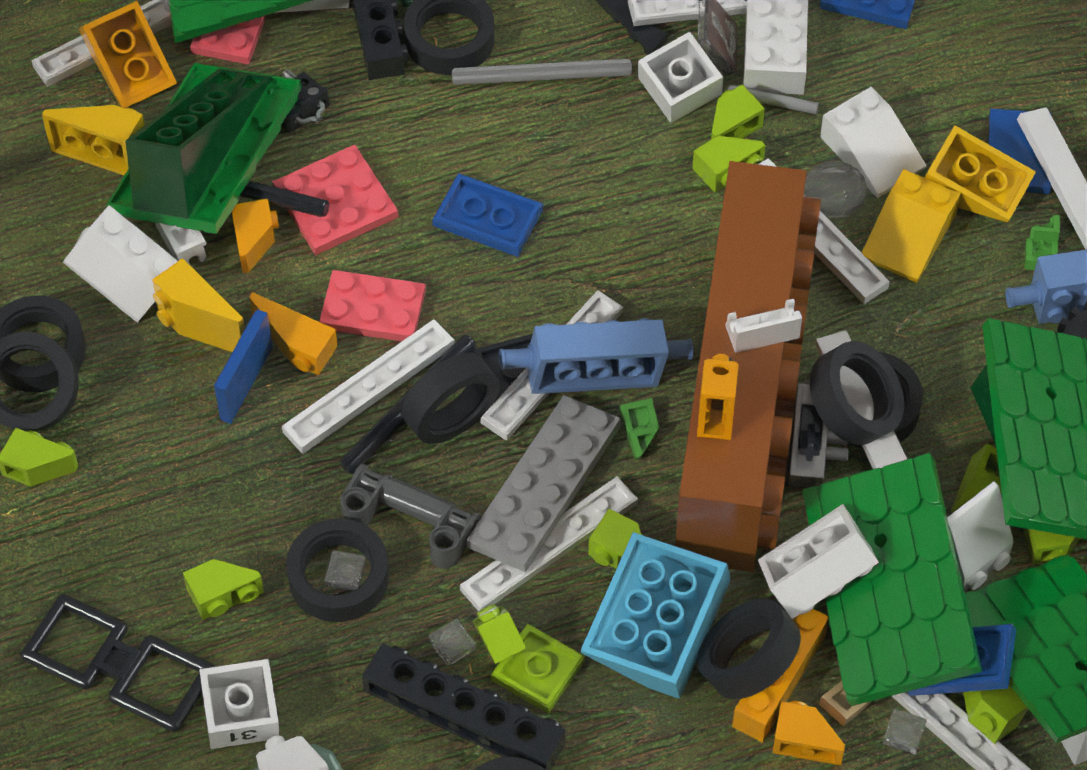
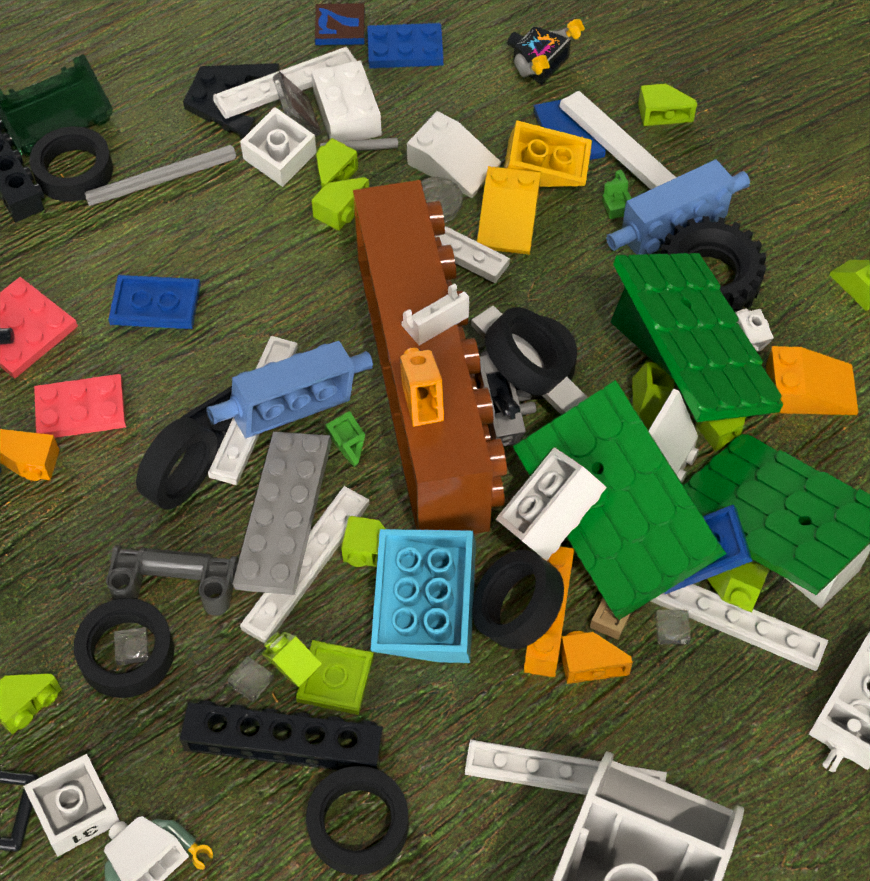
camera: 20 degrees left, 0 degrees up
(367, 386) = (97, 477): white plate -> none
(393, 418) = (130, 497): black axle -> none
(1026, 45) = (543, 51): none -> torso

